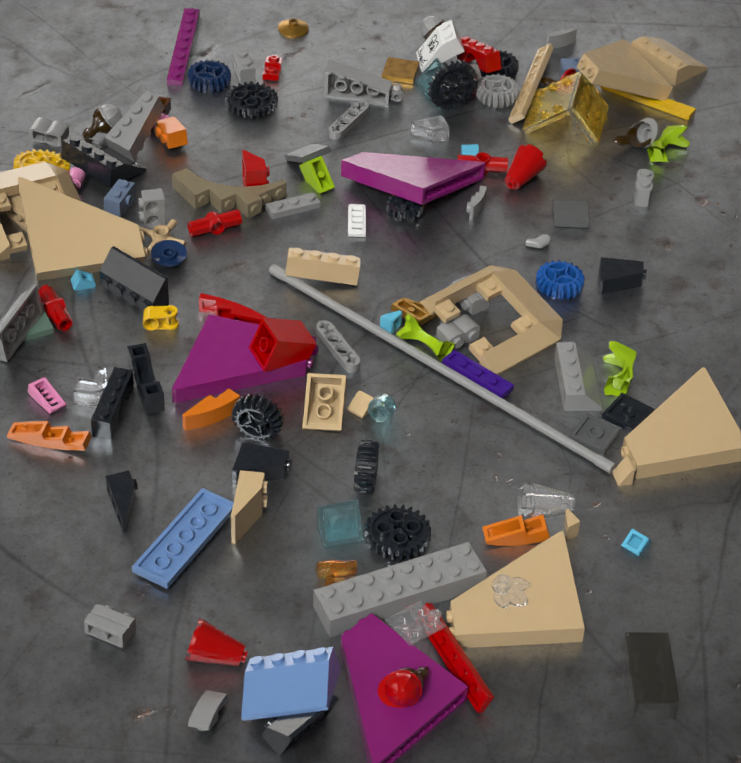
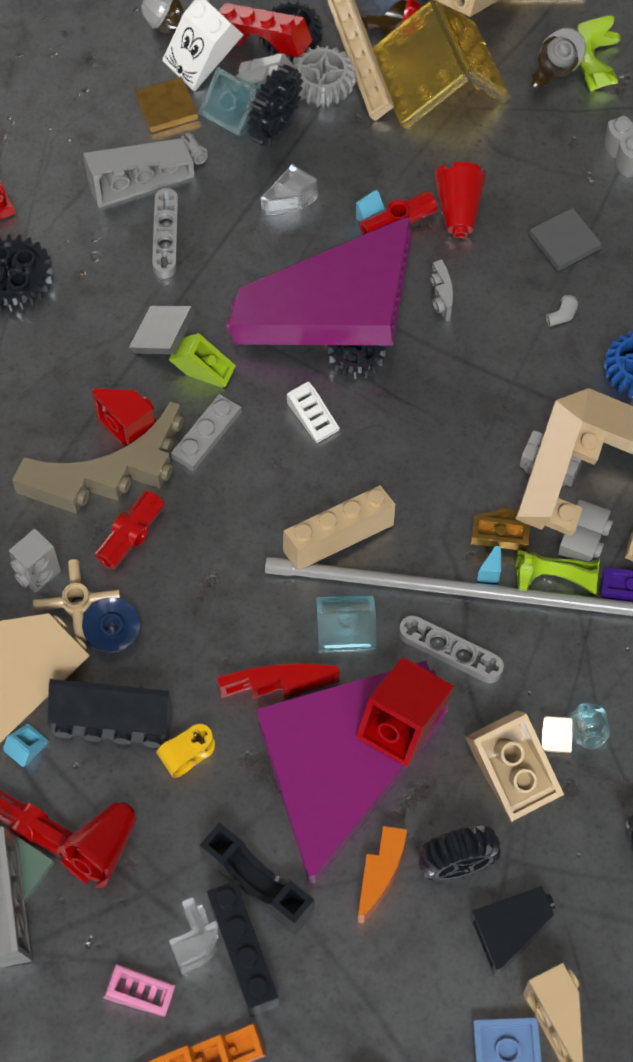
camera: 30 degrees left, 20 degrees up
(80, 328) = (98, 844): none -> red cone
(290, 308) = (346, 624): none -> clear light blue slope

